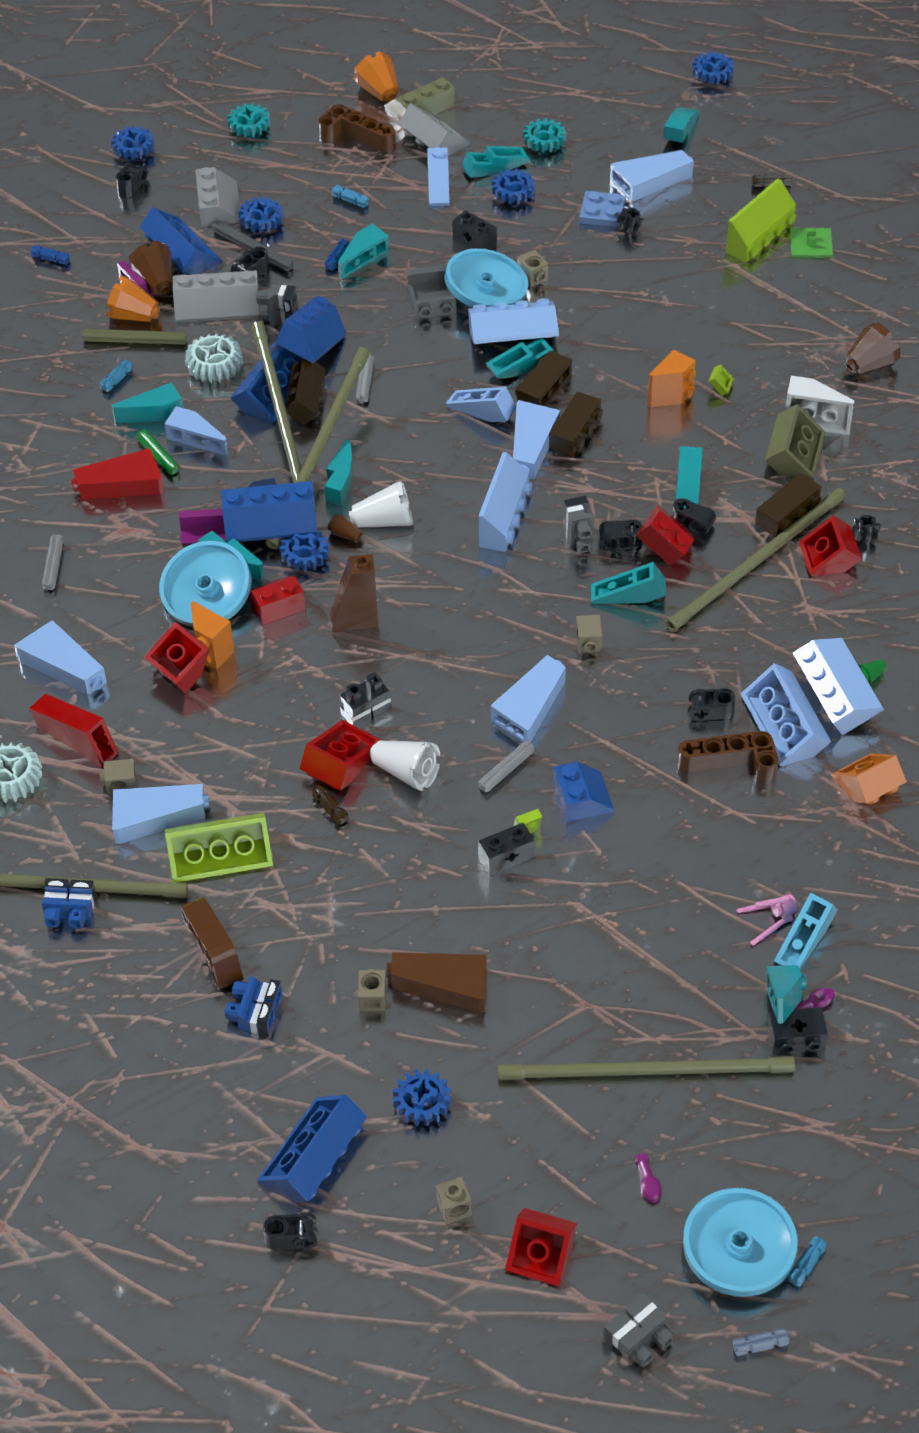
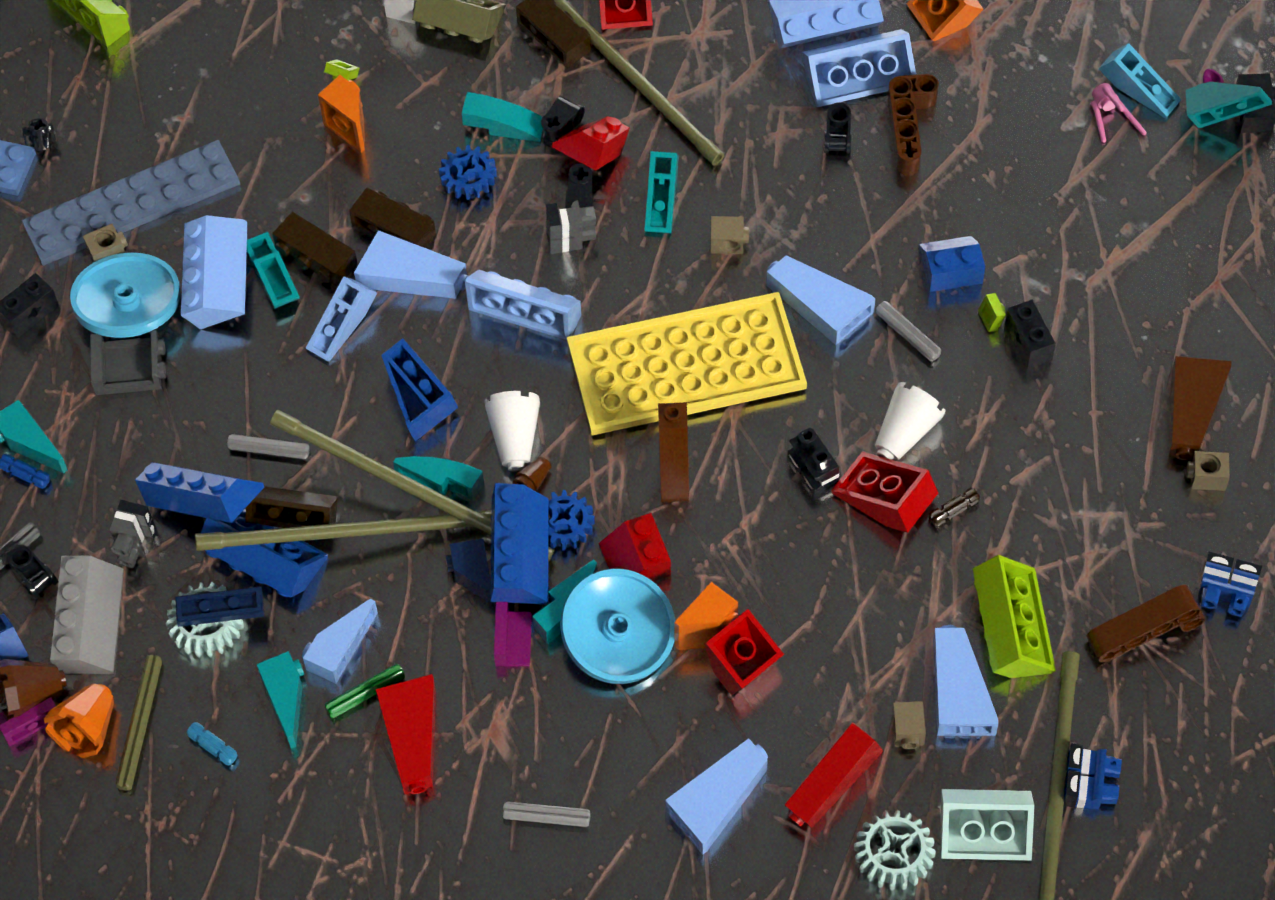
camera: 85 degrees left, 10 degrees up
(29, 831) = (986, 824): none -> light aqua slope
(216, 356) = (219, 606): none -> dark blue tile
(416, 450) = (417, 389): none -> blue wedge
(459, 617) = (693, 357): none -> light yellow plate
(582, 282) = (132, 201): none -> sand blue plate
(630, 464) = (467, 172): none -> blue gear

